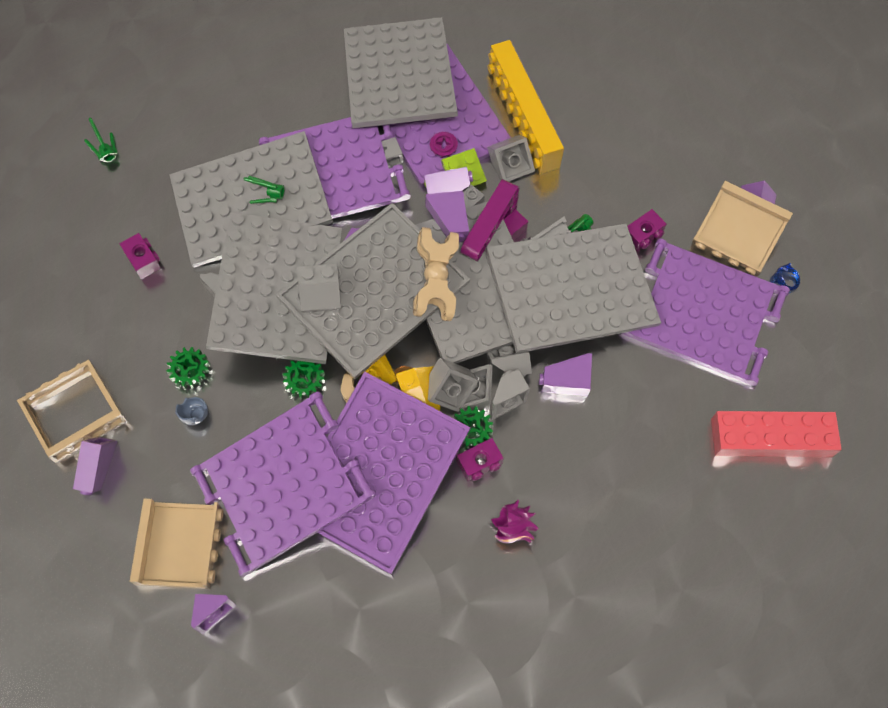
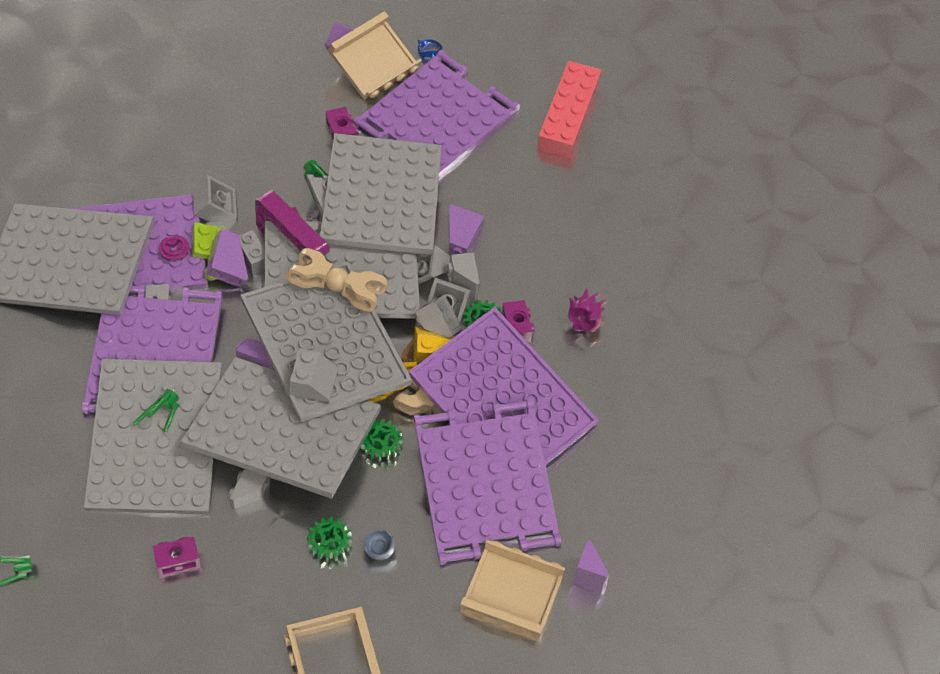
camera: 75 degrees left, 10 degrees down
(93, 464) = (405, 646): slope -> none
(449, 212) = (272, 254): medium lavender slope -> none
(525, 107) = (162, 167): yellow brick -> none

